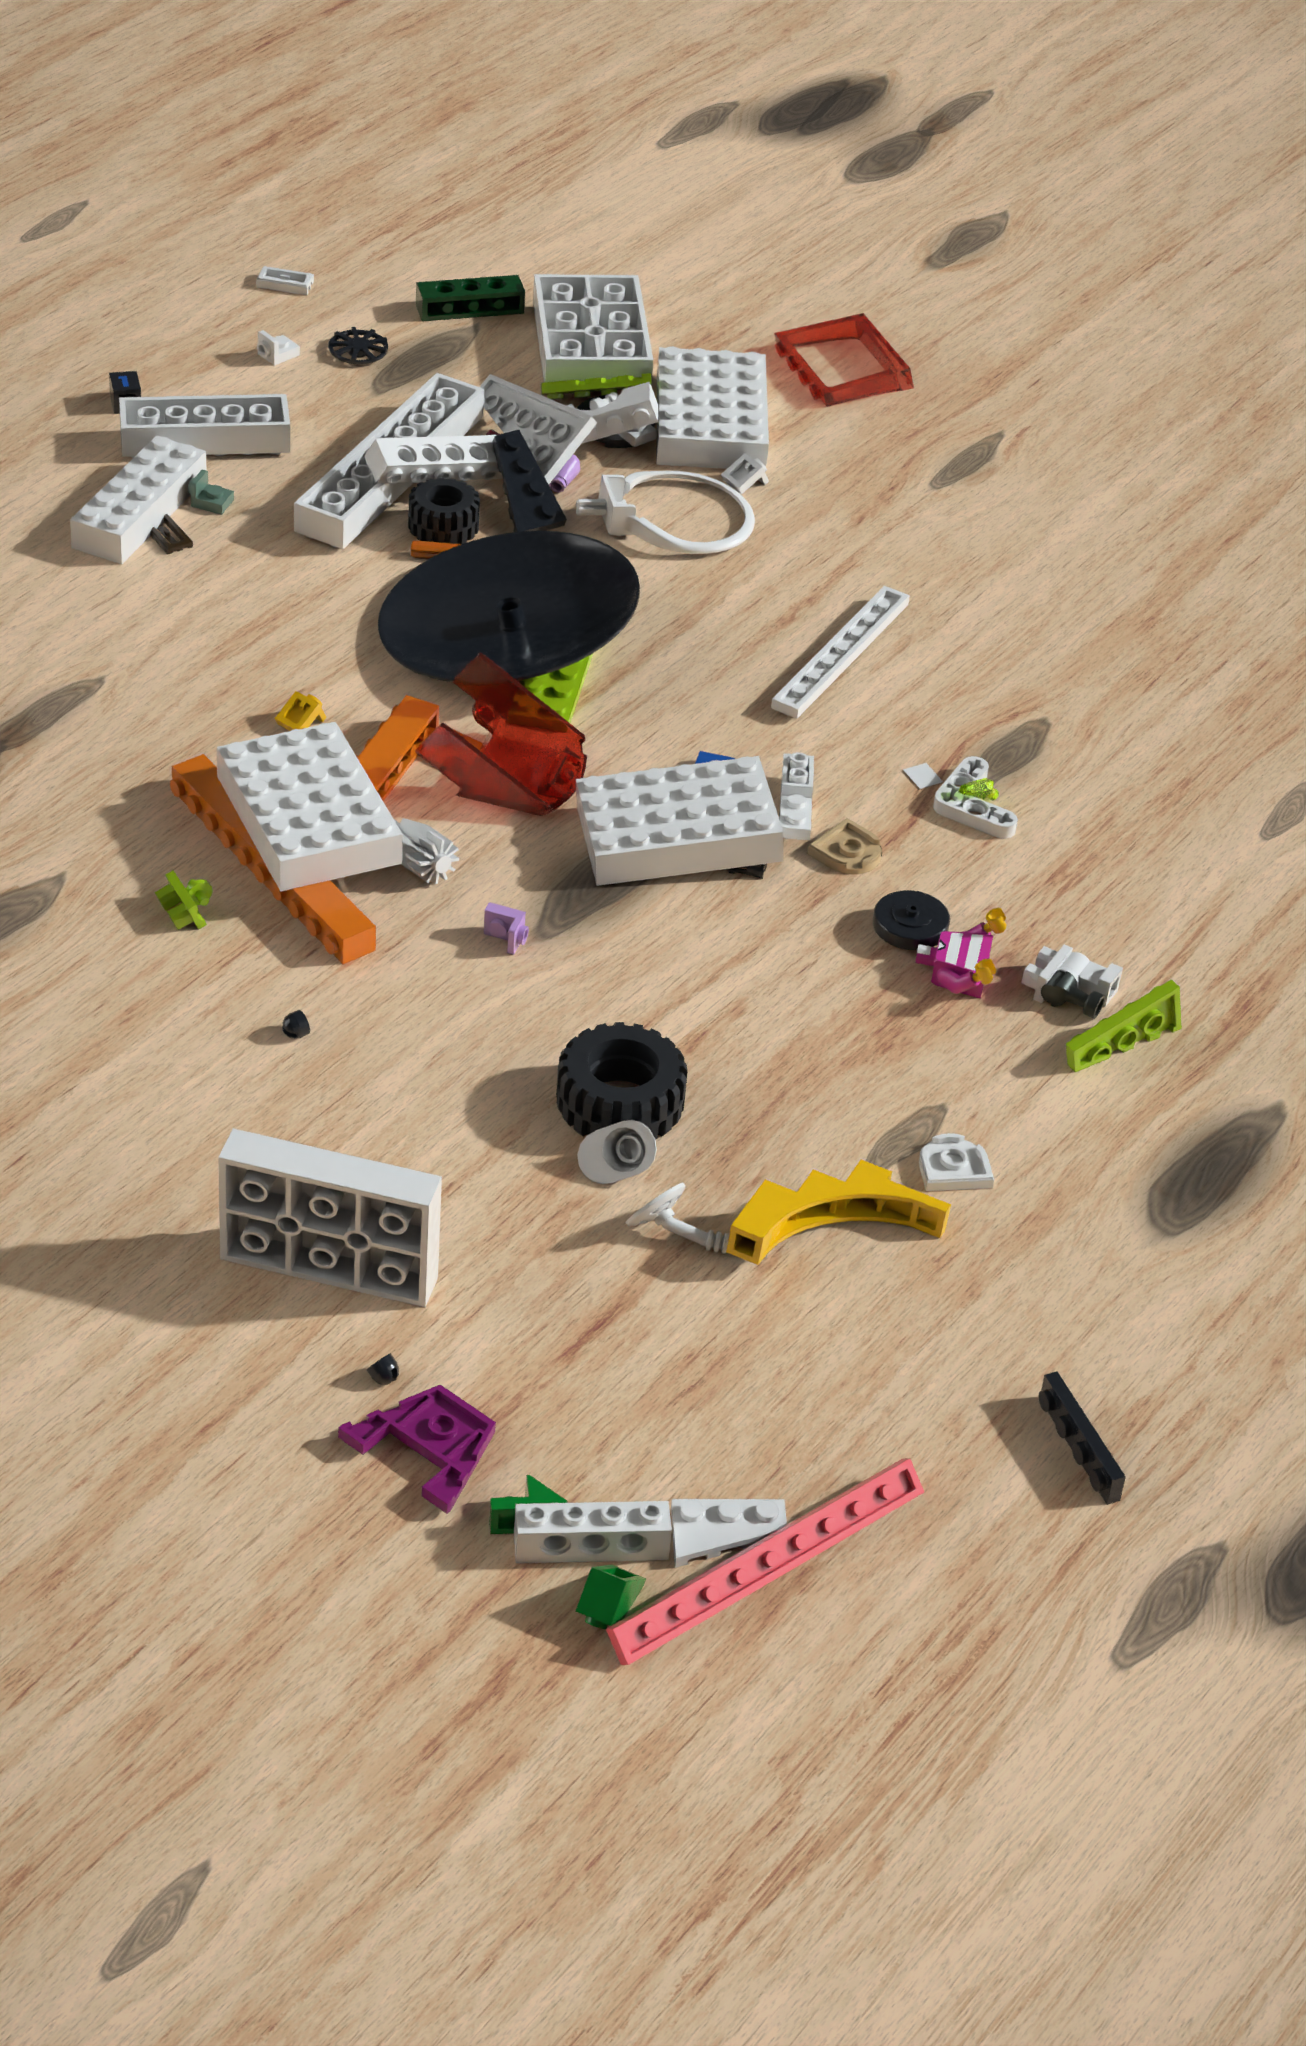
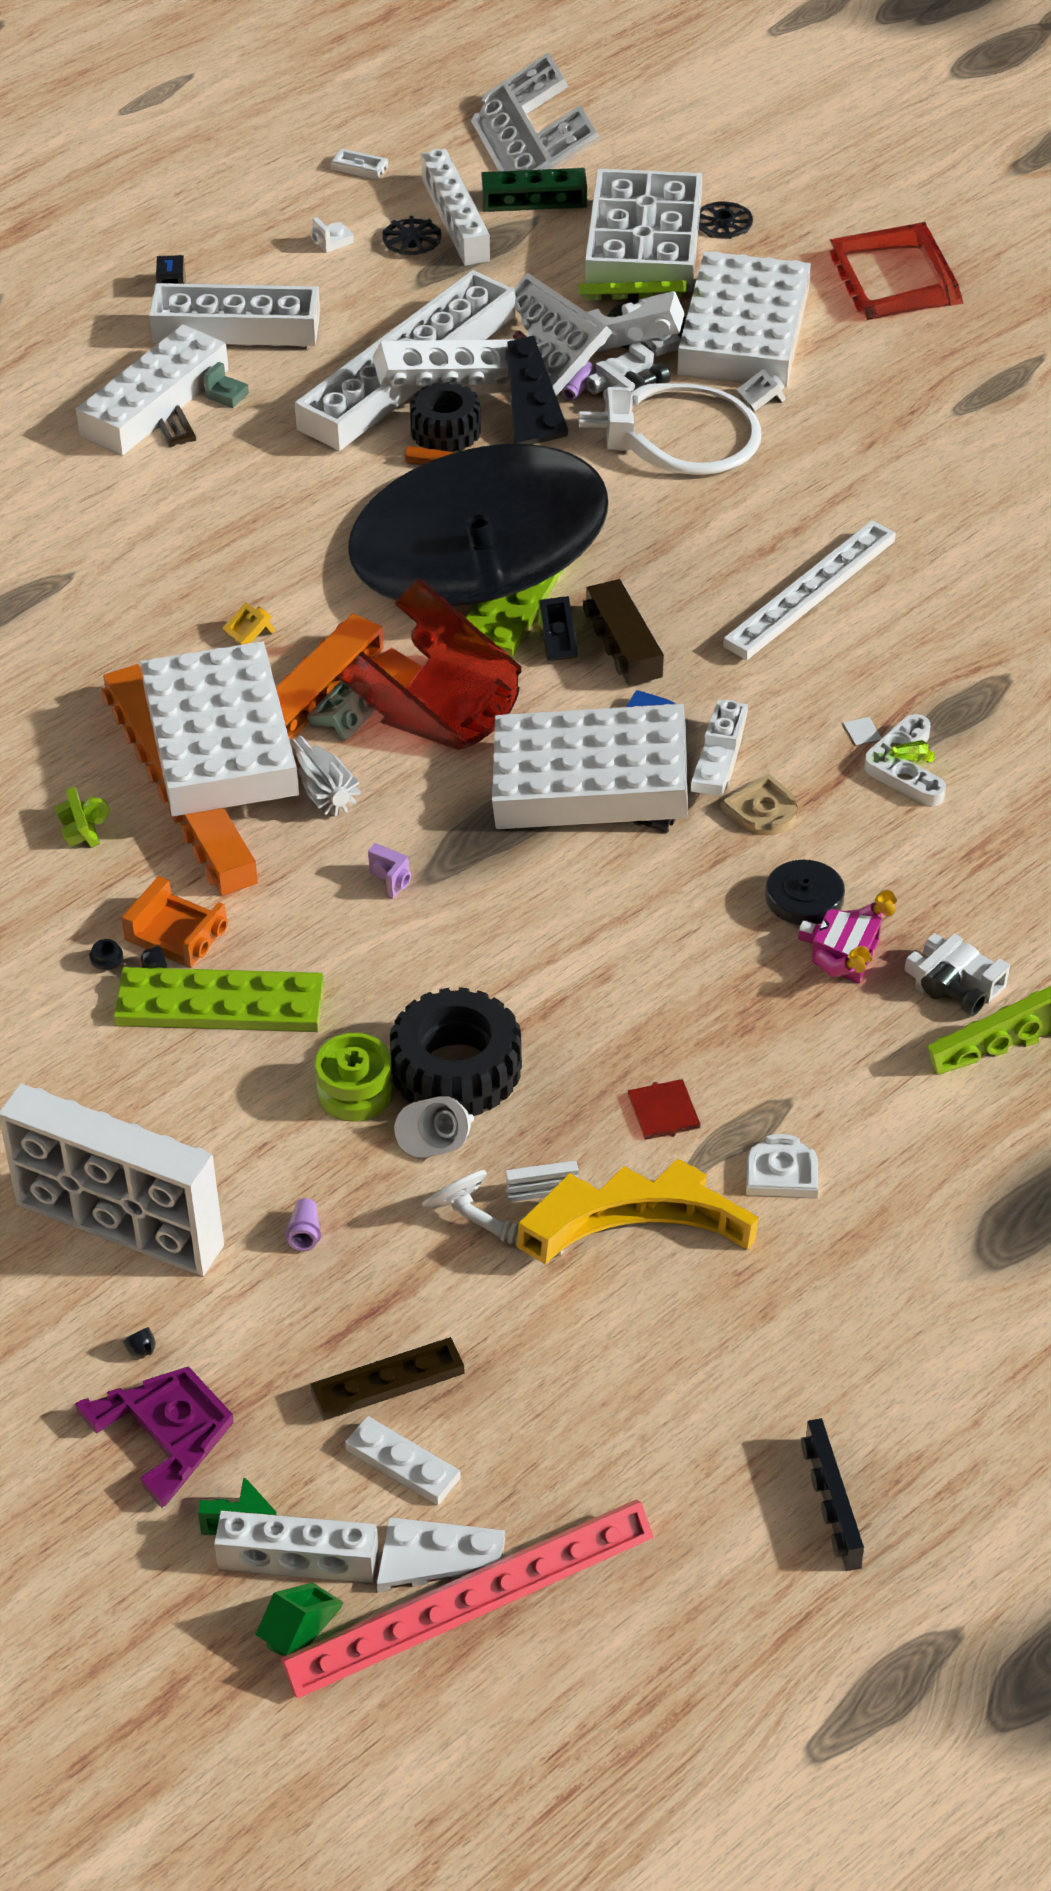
camera: 15 degrees right, 5 degrees up
(245, 1024) = (106, 954): none -> black plate
(316, 993) = (173, 923): none -> orange panel
(369, 1057) = (219, 999): none -> lime plate
(397, 316) = (455, 207): none -> white brick
(418, 783) = (341, 710): none -> sand green bracket
(434, 250) = (510, 133): none -> white slope
(514, 1252) = (303, 1228): none -> lavender cone
(527, 1114) = (354, 1076): none -> lime wheel
(609, 698) = (557, 628): none -> black slope
(611, 459) = (628, 371): none -> white hips
(634, 1378) = (387, 1378): none -> dark brown plate
(664, 319) = (724, 219): none -> black wheel
(668, 1449) = (403, 1460): none -> white plate
(675, 698) = (623, 632): none -> dark brown brick
(730, 1192) = (537, 1180): none -> white tile
(828, 1122) = (663, 1109): none -> clear red piece

